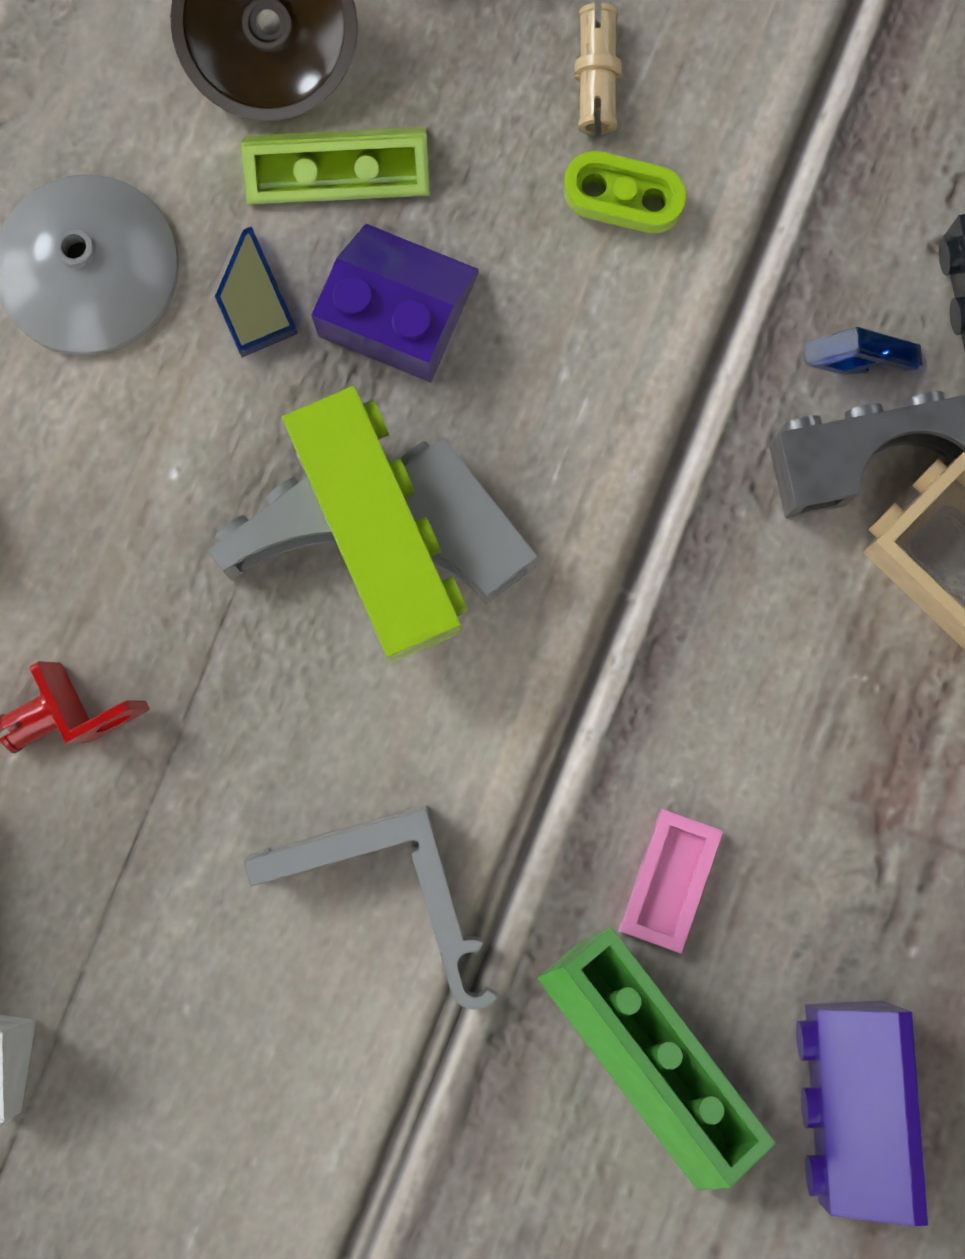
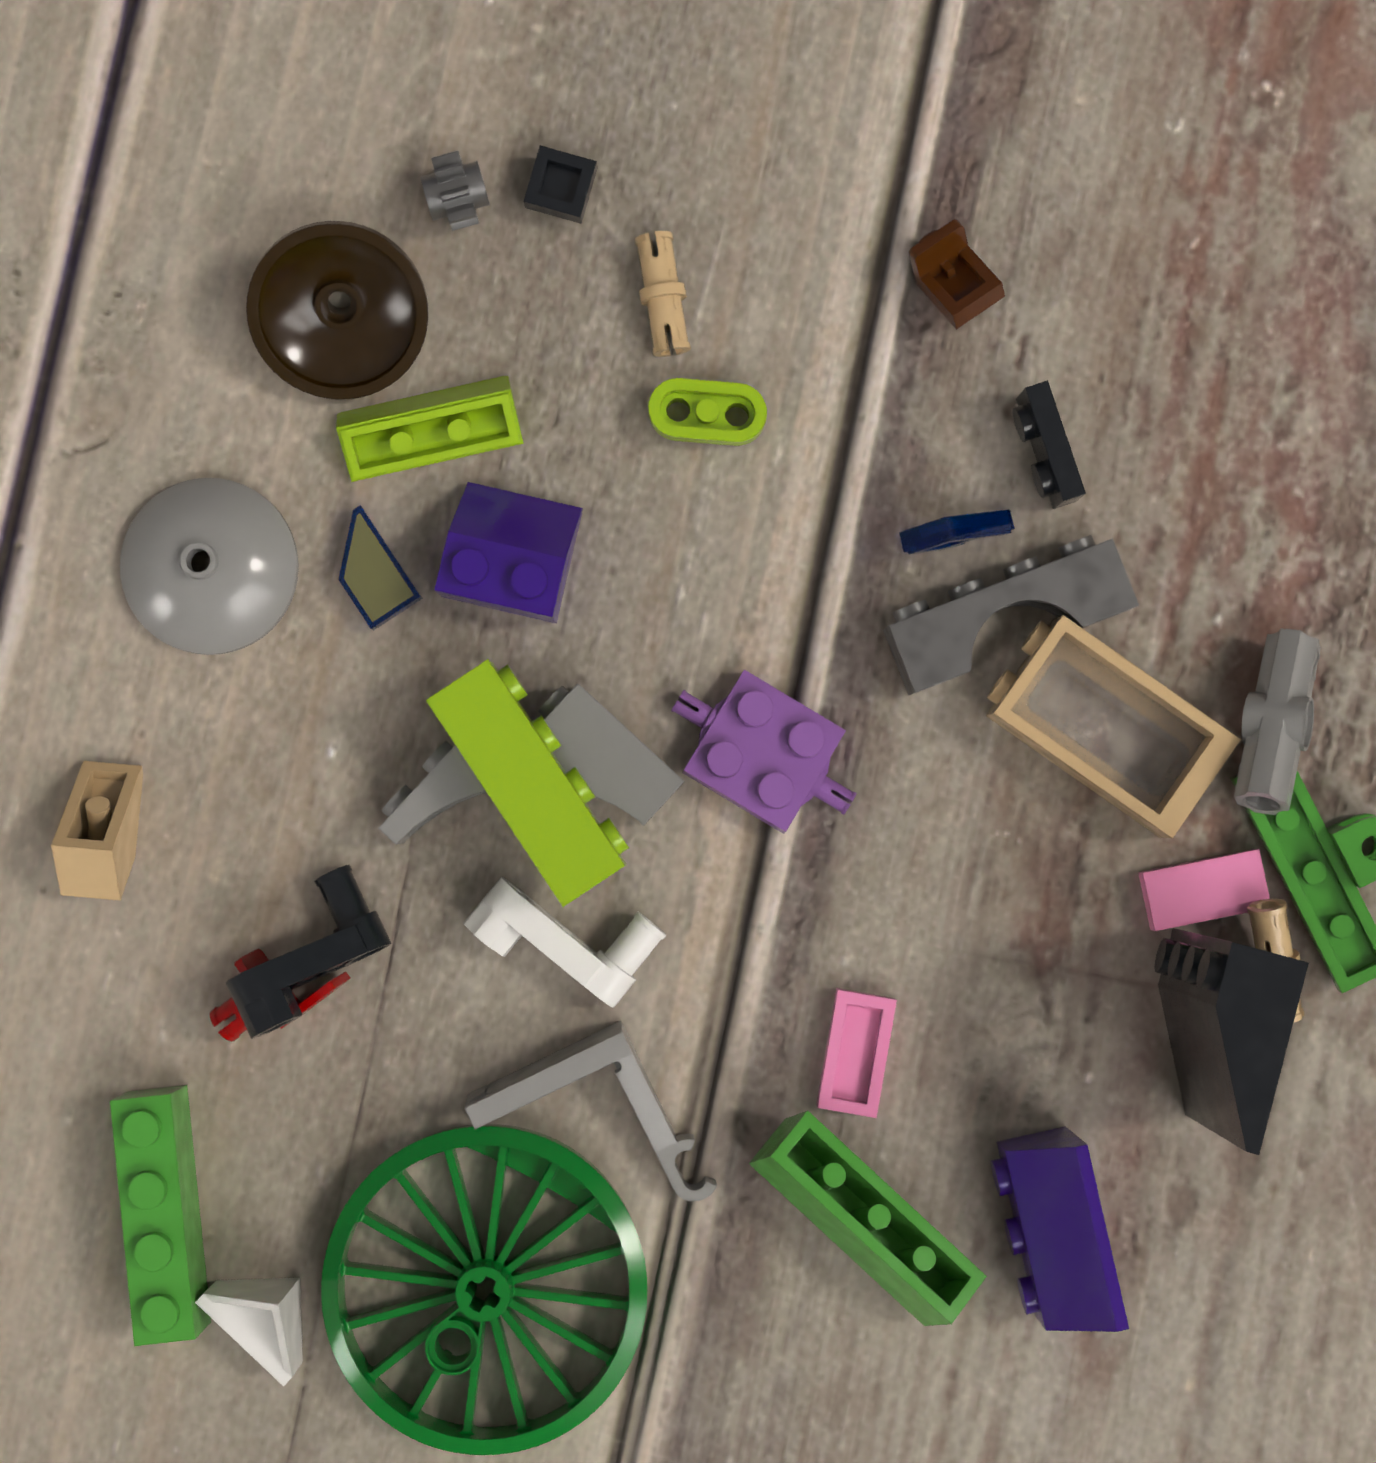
camera: 15 degrees left, 5 degrees up
(56, 693) = (265, 991): none -> black beam
(328, 669) = (510, 914): none -> white beam
(328, 948) = (554, 1168): none -> green piece
(624, 547) = (764, 751): none -> medium lavender plate
(899, 96) = (954, 274): none -> reddish brown bracket

